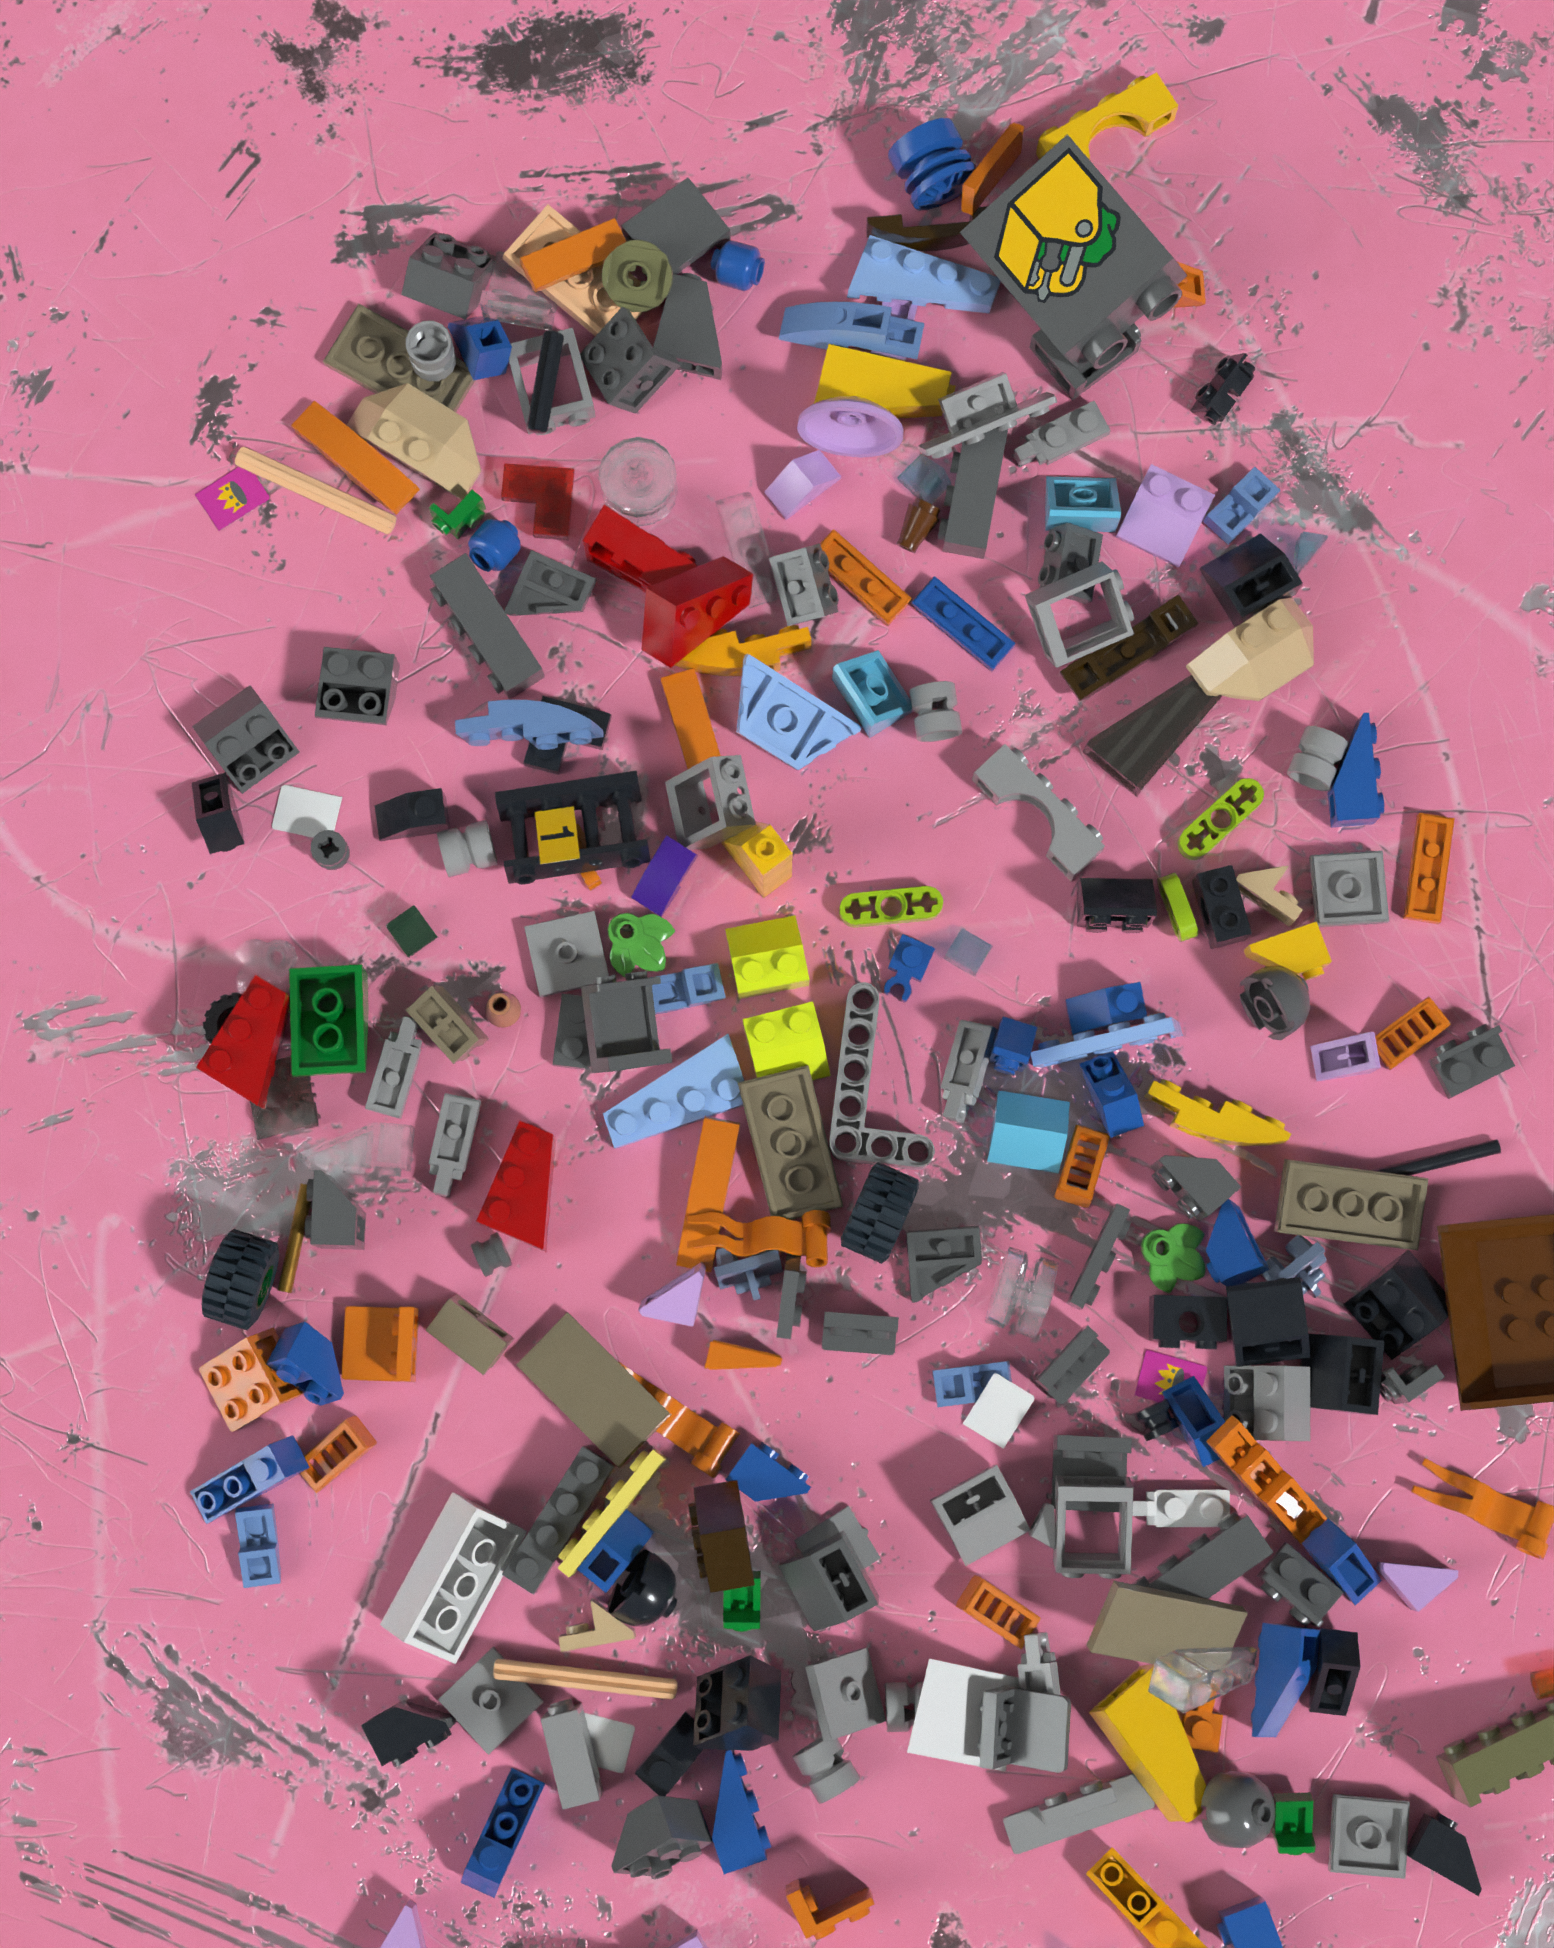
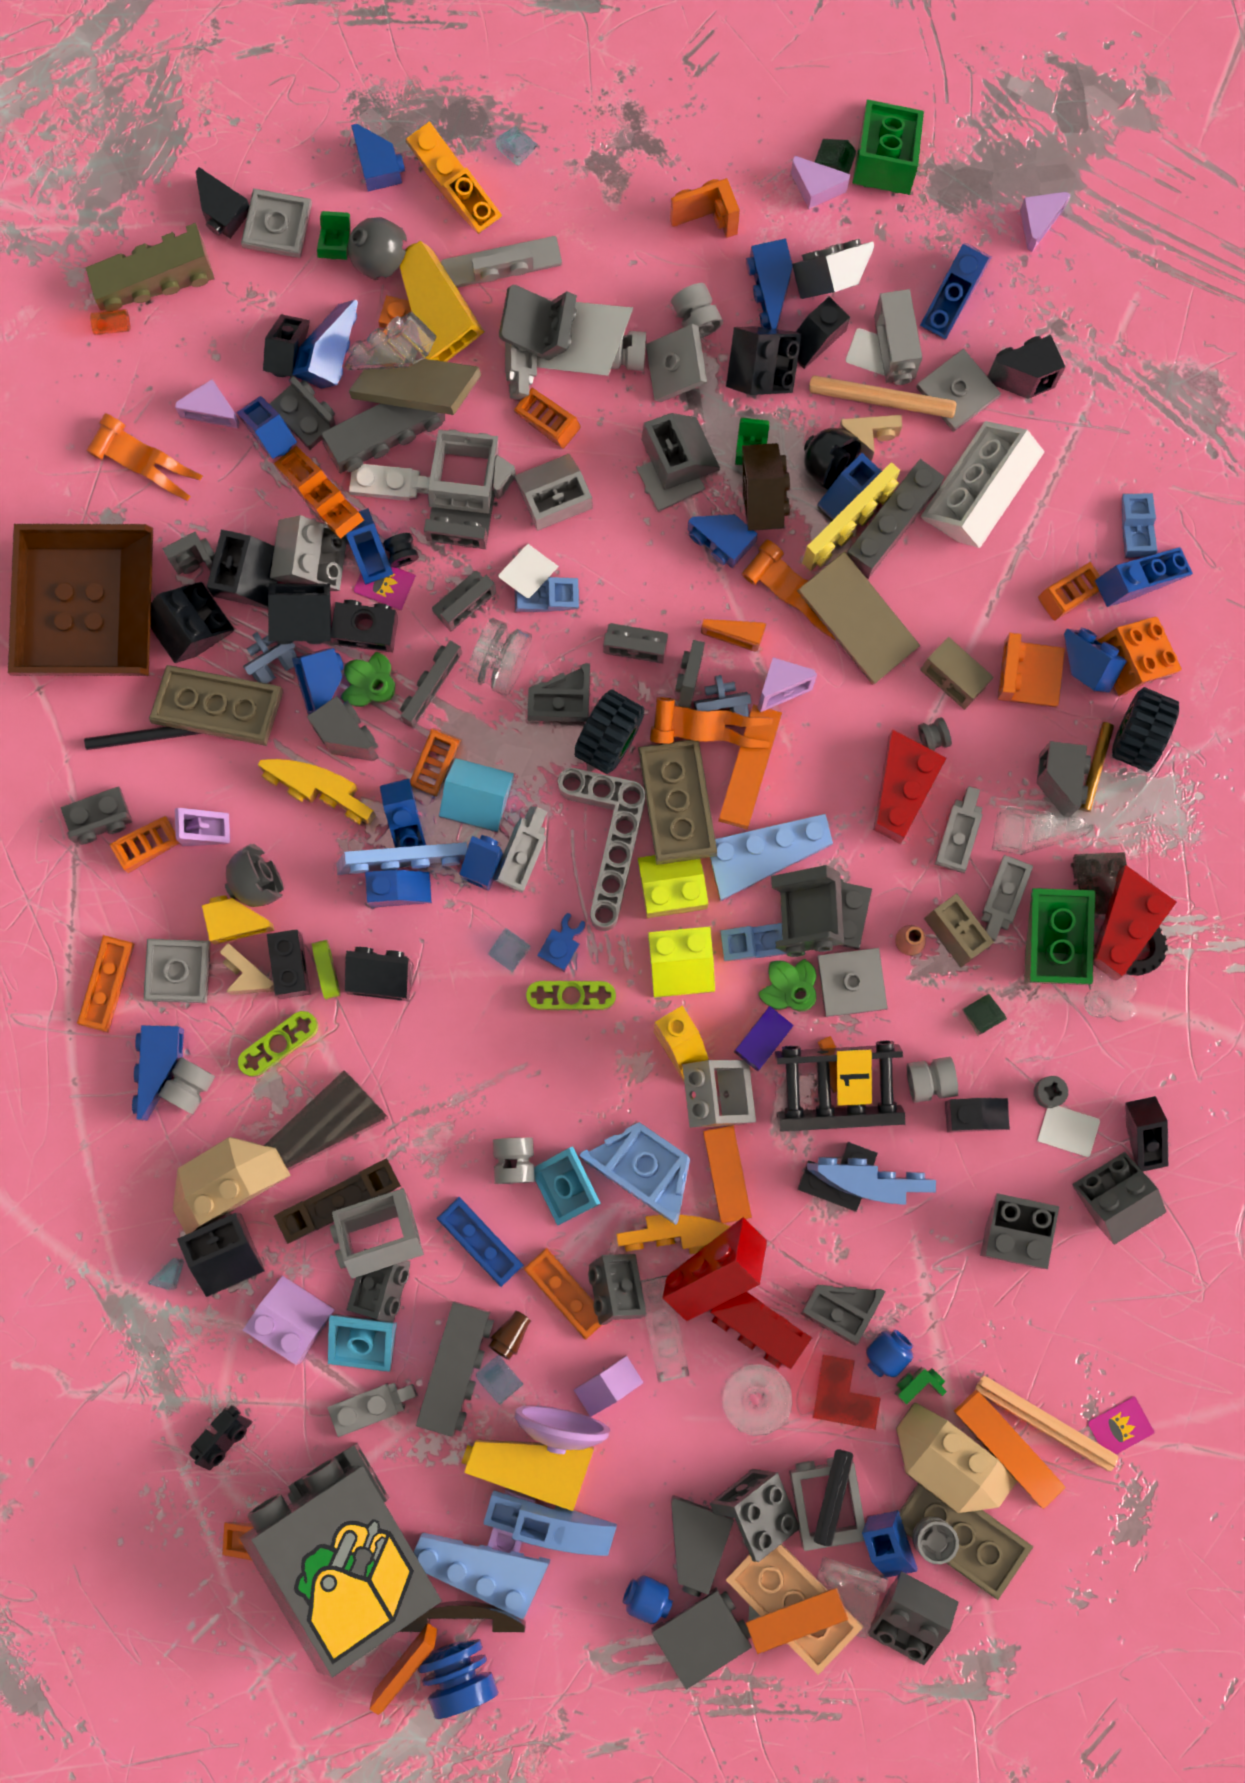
camera: 175 degrees left, 0 degrees up
(487, 627) = (902, 1279): dark grey brick -> none
(654, 264) = (757, 1583): olive plate -> none
(982, 409) = (441, 1427): light grey bracket -> none
(1008, 778) = (410, 1032): light grey arch -> none
(1141, 107) = (256, 1720): yellow arch -> none
(1241, 505) = (219, 1325): medium blue slope -> none

